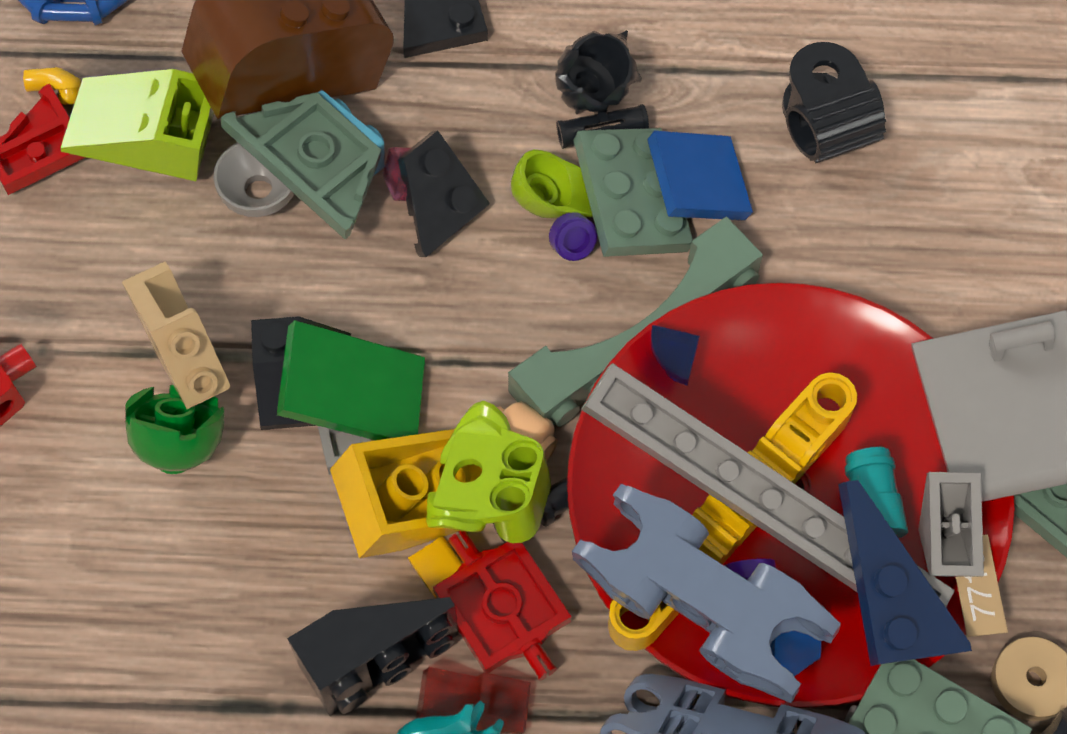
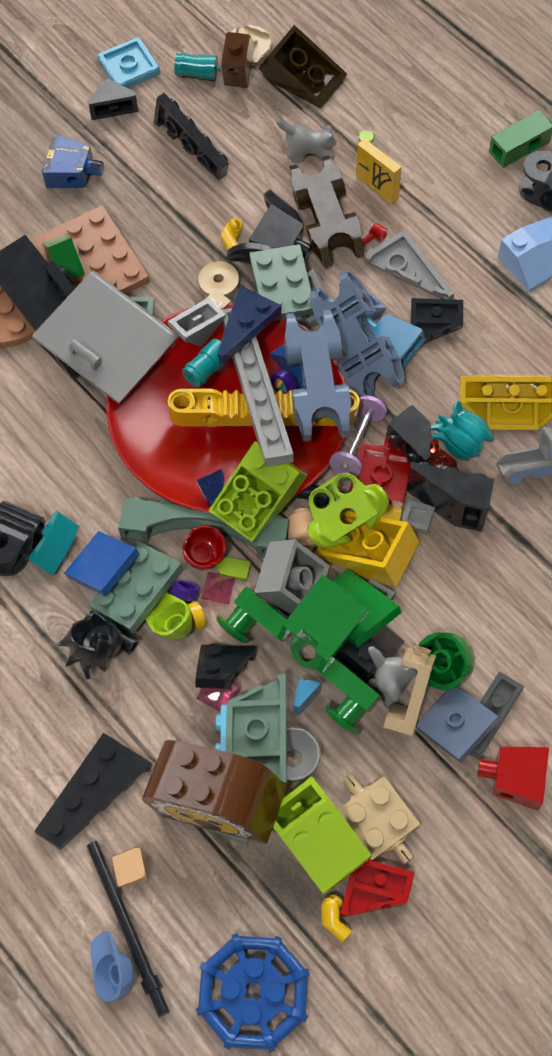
camera: 130 degrees left, 0 degrees up
(73, 436) = (500, 700): none -> dark grey tile
(95, 377) = (457, 723): none -> sand blue plate
(100, 211) = (379, 818): none -> tan plate
(223, 328) = (390, 676): none -> light grey animal
(311, 252) = (305, 694): none -> dark azure slope
(357, 307) = (330, 619): none -> green piece
(397, 587) = (418, 516): none -> light grey tile
(456, 342) = (288, 574): none -> light grey brick
(503, 675) = (411, 435): none -> black slope
(528, 222) = (199, 620): none -> yellow tile
(545, 285) = (218, 588): none -> clear pink slope
(551, 551) = (370, 409): none -> lavender axle
(553, 323) = (234, 568): none -> lime piece
(580, 364) = (256, 494): none -> lime slope
(607, 297) = (204, 547): none -> red hair
(778, 149) = (55, 543): none -> teal slope

